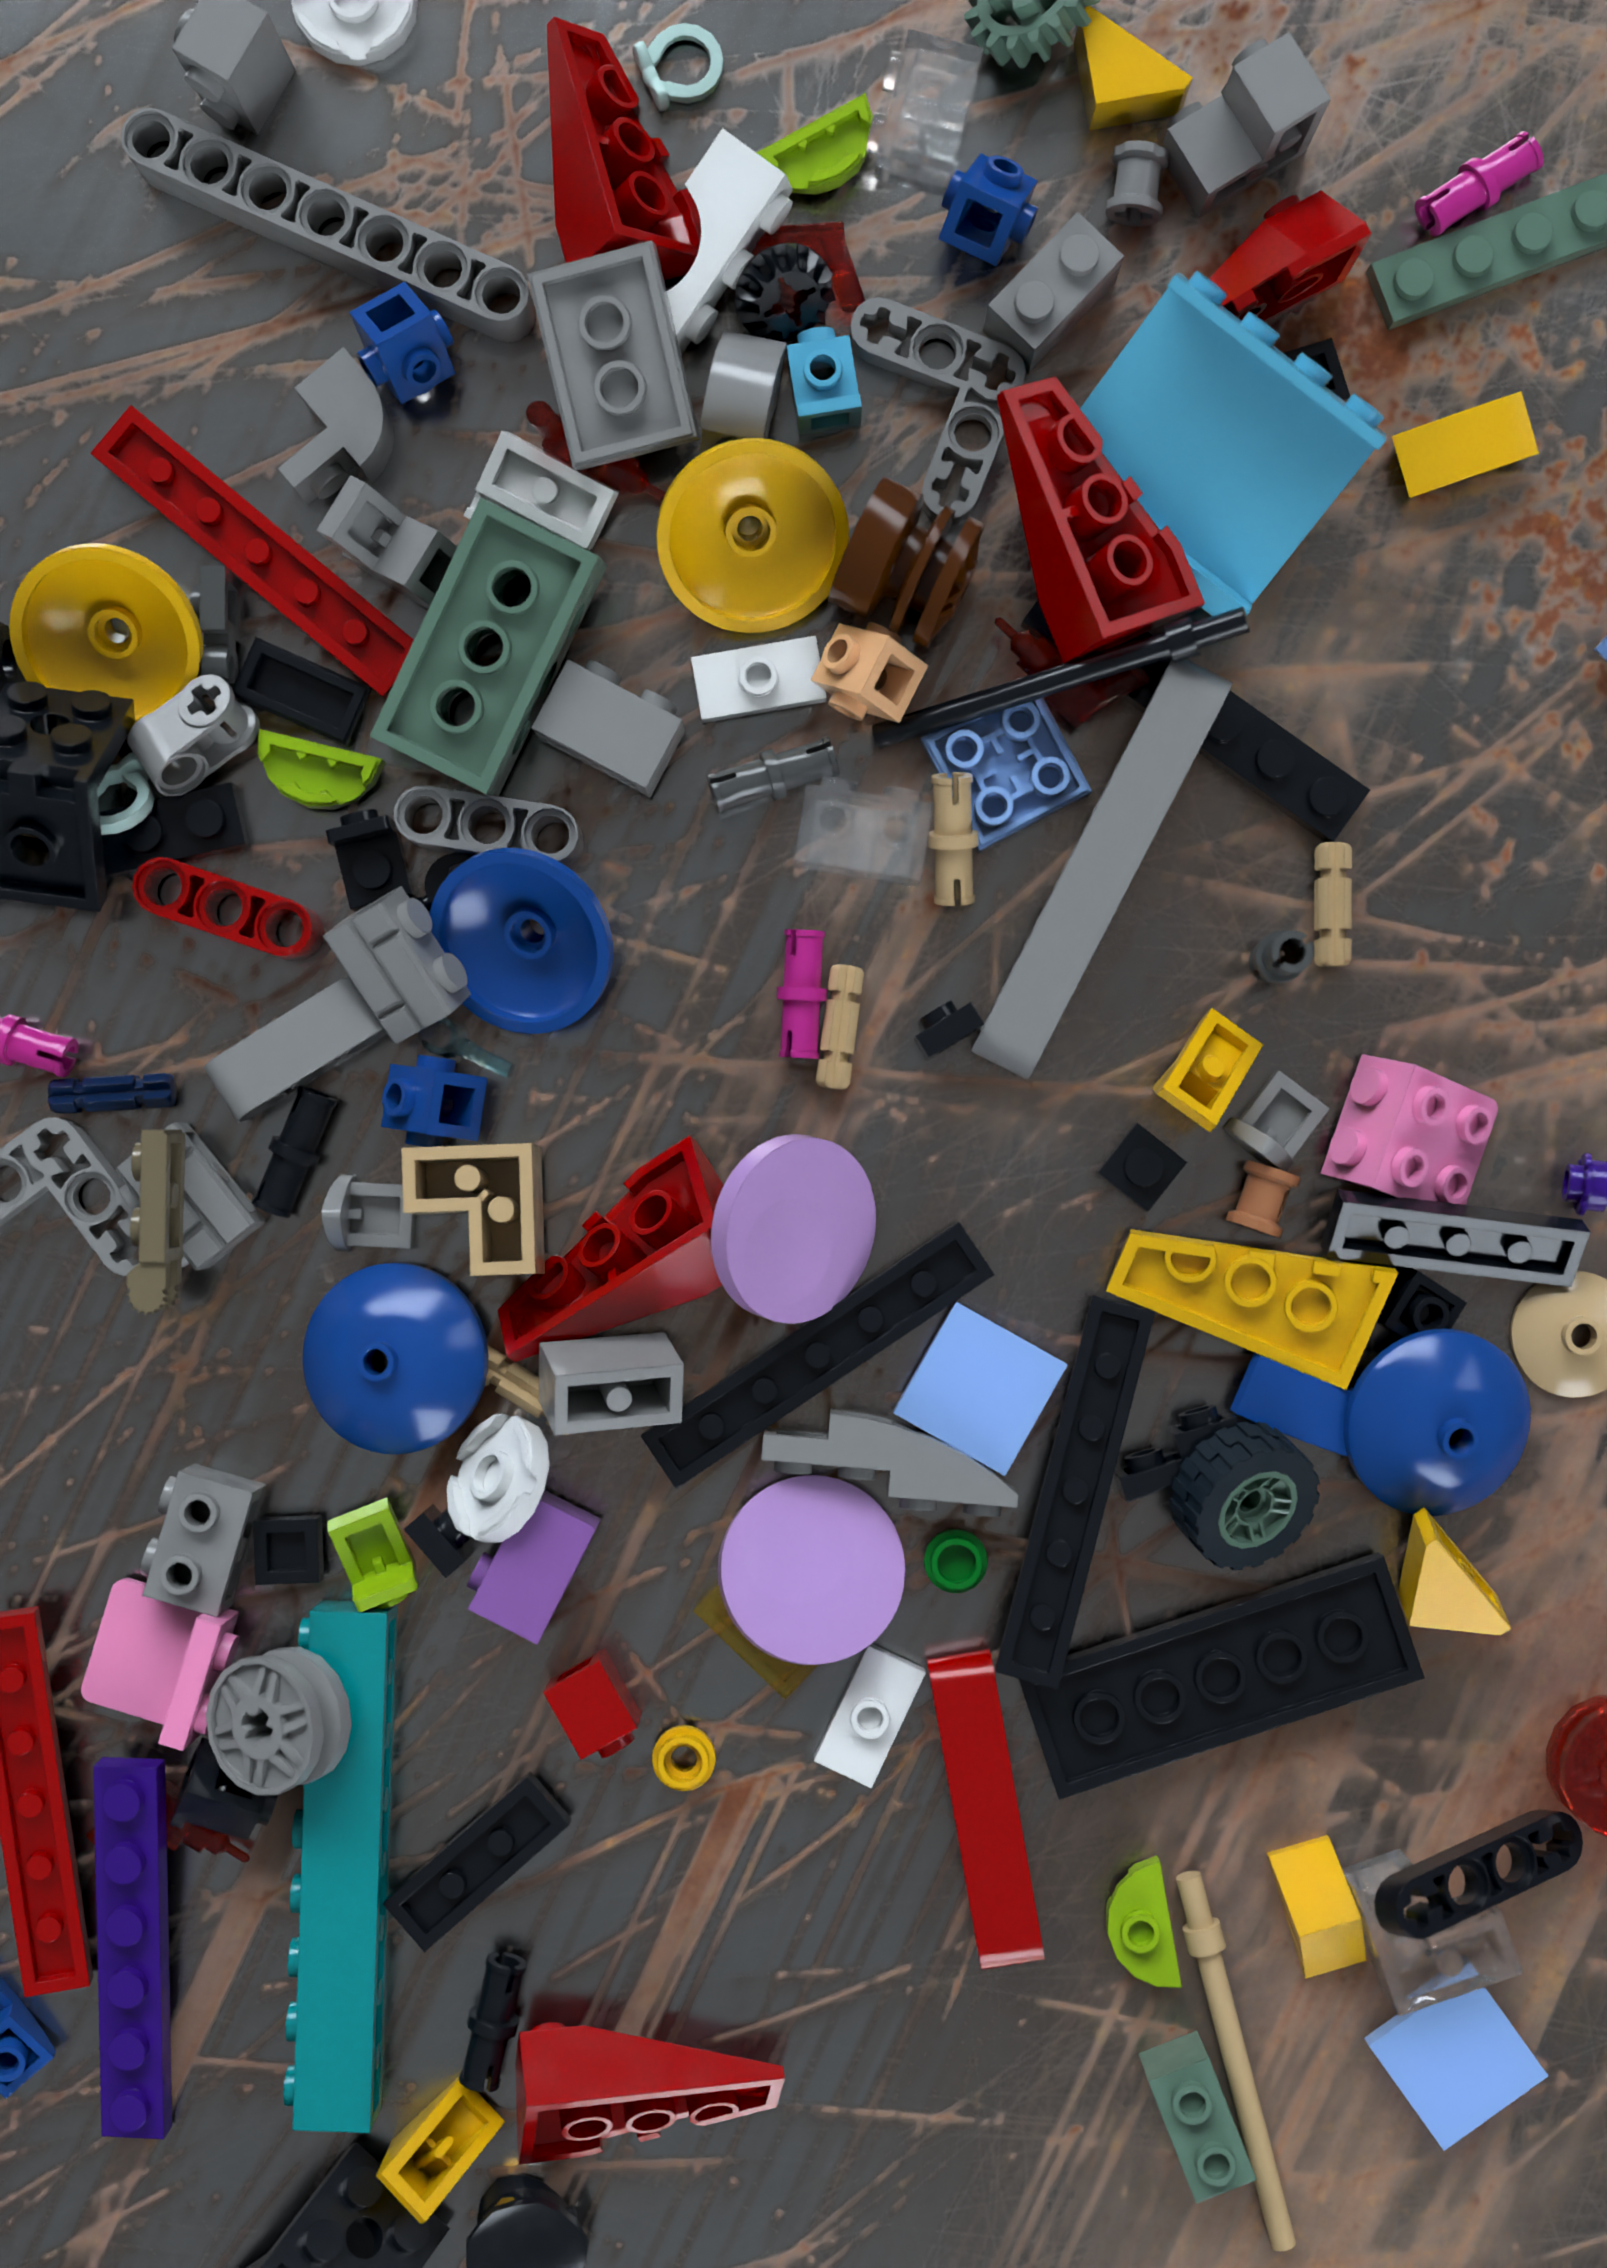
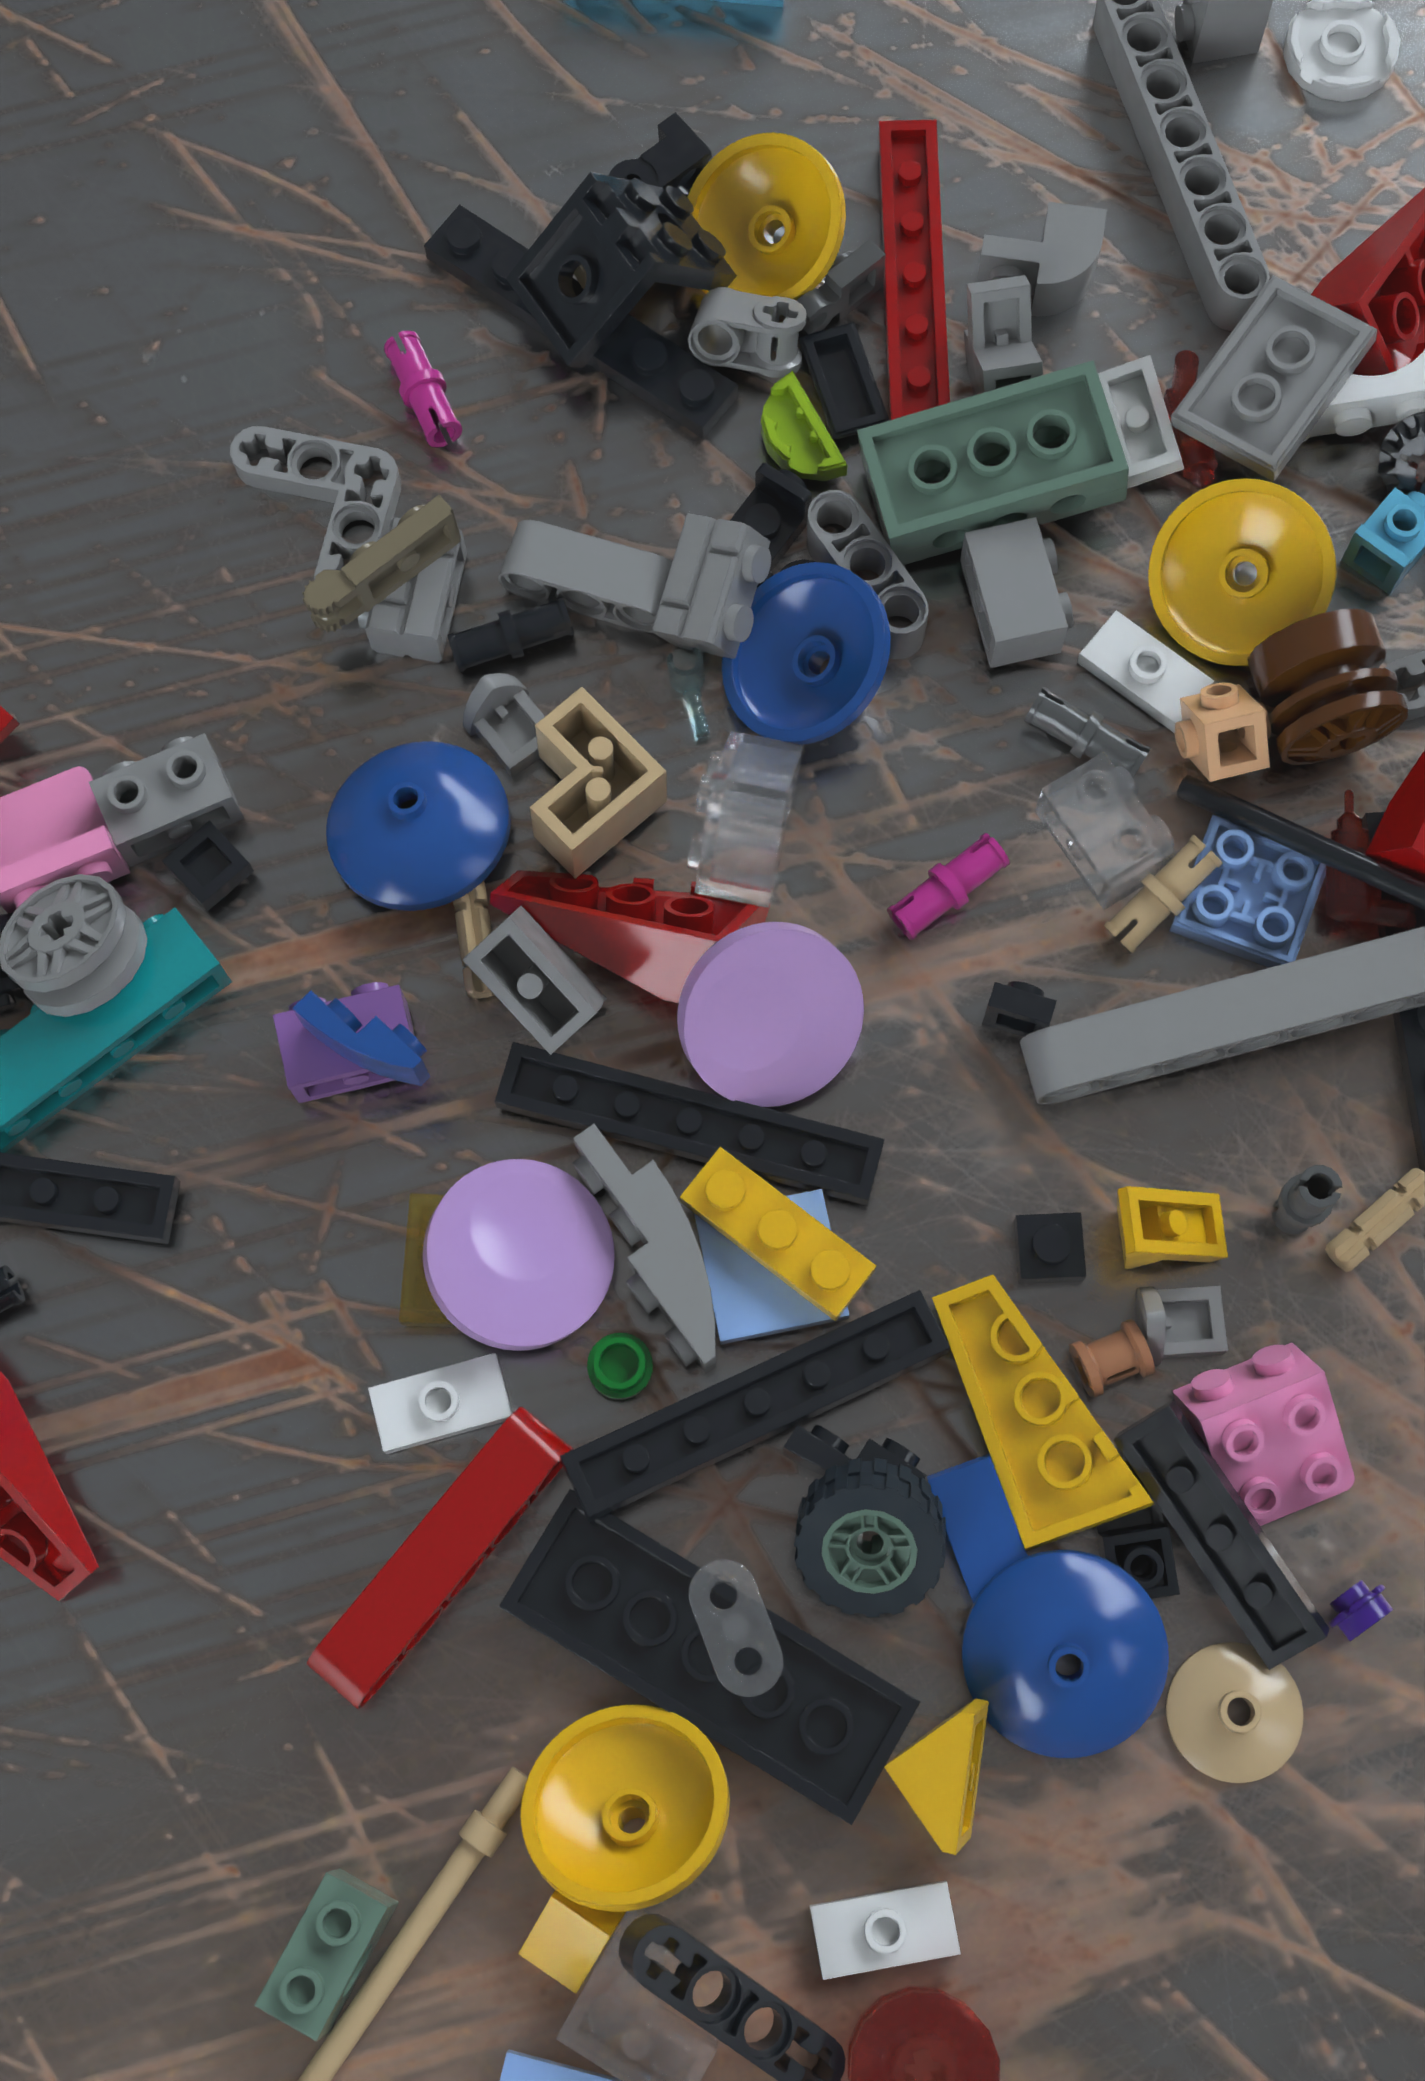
camera: 50 degrees right, 15 degrees down
(112, 1093) = (440, 479): dark blue axle -> none
(133, 774) = (660, 303): light aqua piece -> none
(199, 903) = (643, 428): red beam -> none
(374, 1555) = (256, 926): lime bracket -> none
(403, 343) = (1146, 247): blue brick -> none
(433, 1102) = (635, 688): blue brick -> none
(440, 1540) = (309, 962): black plate -> none
(498, 1479) = (397, 963): white tile -> none
(573, 1557) = (374, 1048): none -> blue slope
(594, 1706) = (273, 1181): red brick -> none
(613, 1105) = (746, 818): none -> clear brick
(678, 1776) = (273, 1274): yellow plate -> none
(741, 389) = (1339, 481): light grey brick -> none
(839, 1026) = (948, 935): tan axle -> none
(964, 1367) = (778, 1233): none -> yellow plate
(1142, 1927) = (448, 1774): lime plate -> none
(1223, 1649) = (735, 1628): none -> clear plate
(1239, 1840) = (619, 1769): none -> yellow dish
(1507, 1711) = (884, 1930): none -> white plate

